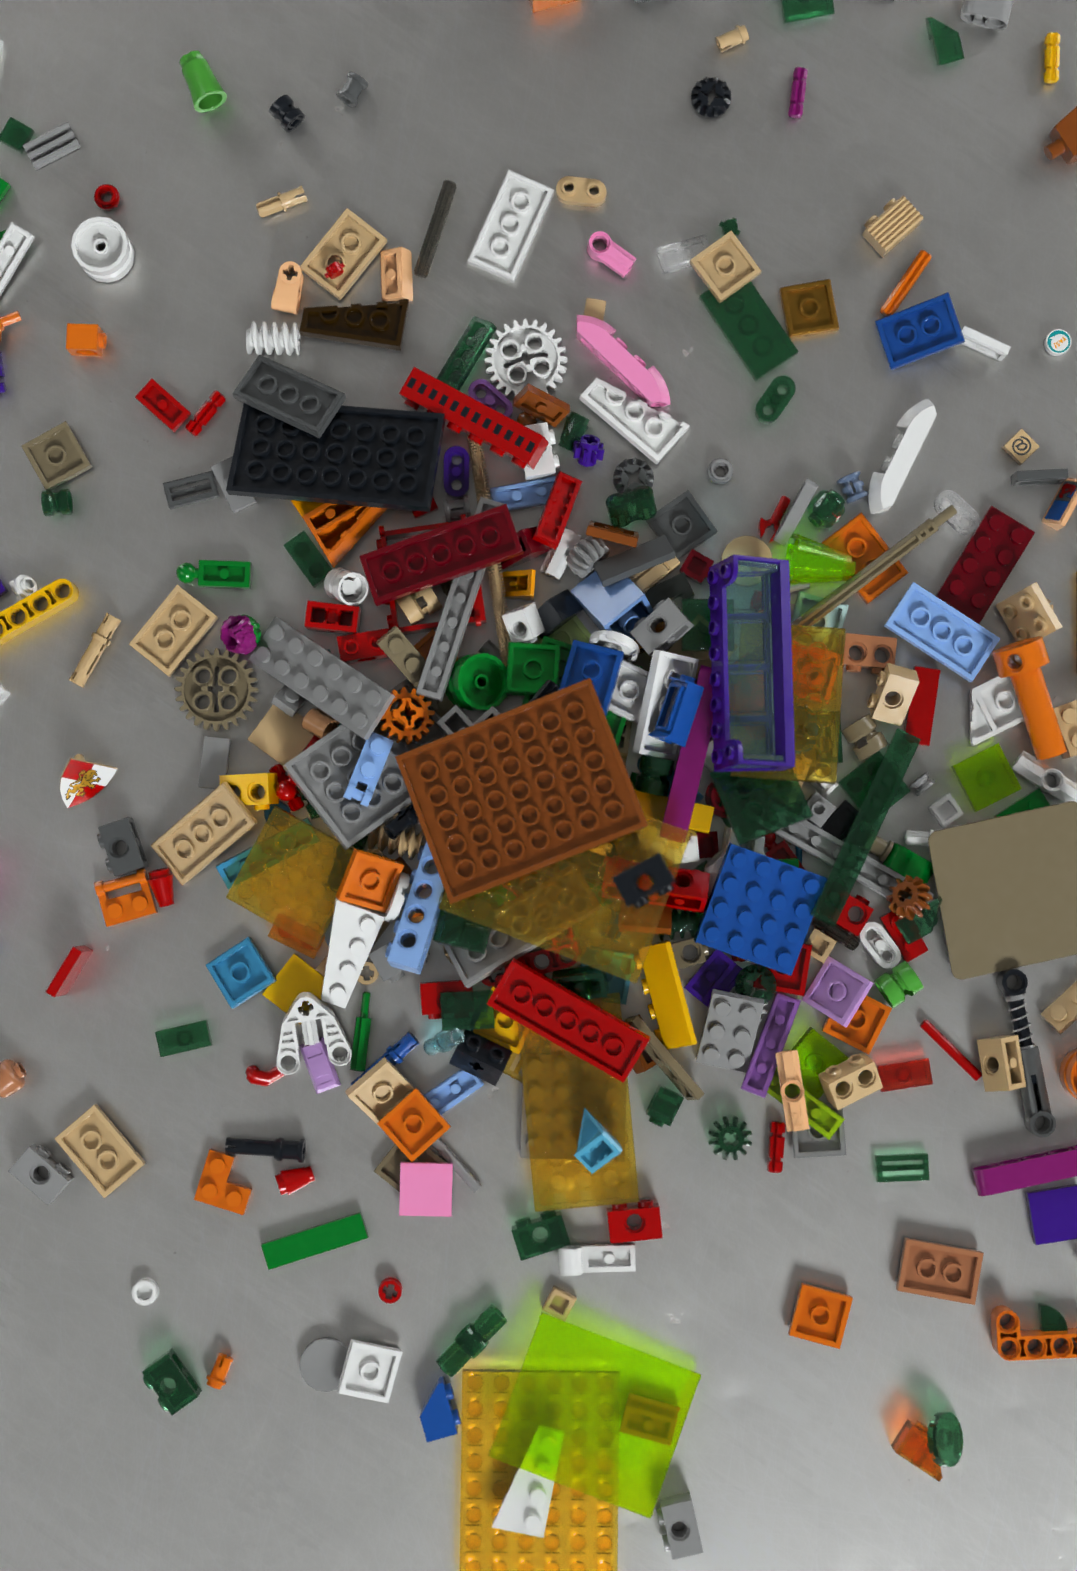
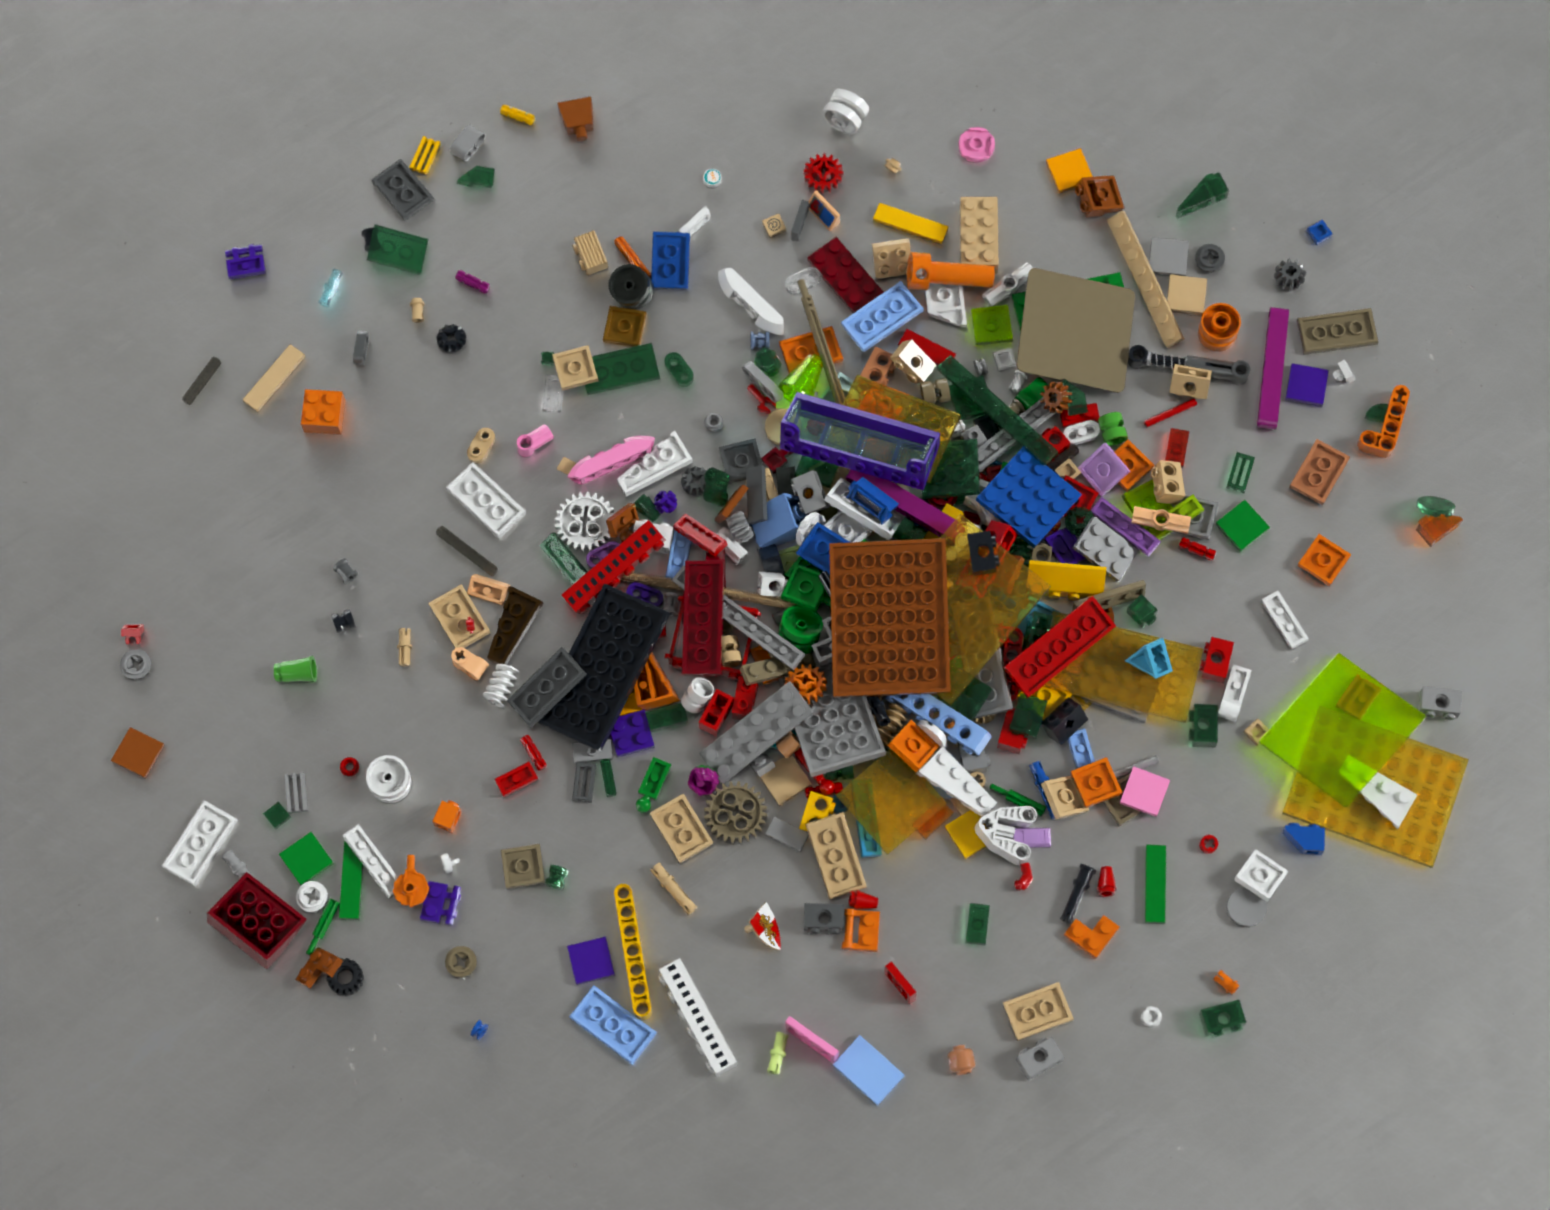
camera: 65 degrees left, 15 degrees down
(23, 586) = (609, 924): white plate -> none
(26, 362) = (447, 863): none -> white tile
(206, 517) = (608, 778): none -> clear green axle
(241, 972) = (945, 867): dark azure tile -> none
(272, 524) = (632, 734): none -> dark purple plate
(368, 768) = (834, 720): light blue plate -> none
(443, 1041) = (1044, 740): clear light blue pin -> none
(471, 1340) = (1263, 799): clear green piece -> none
(519, 584) = (742, 578): light orange slope -> none
(720, 1290) = (1284, 620): none -> white plate
(728, 1146) = (1186, 581): clear green gear -> none
(829, 1194) = (1242, 525): none -> green tile
(862, 294) = (638, 294): none -> pearl dark grey wheel

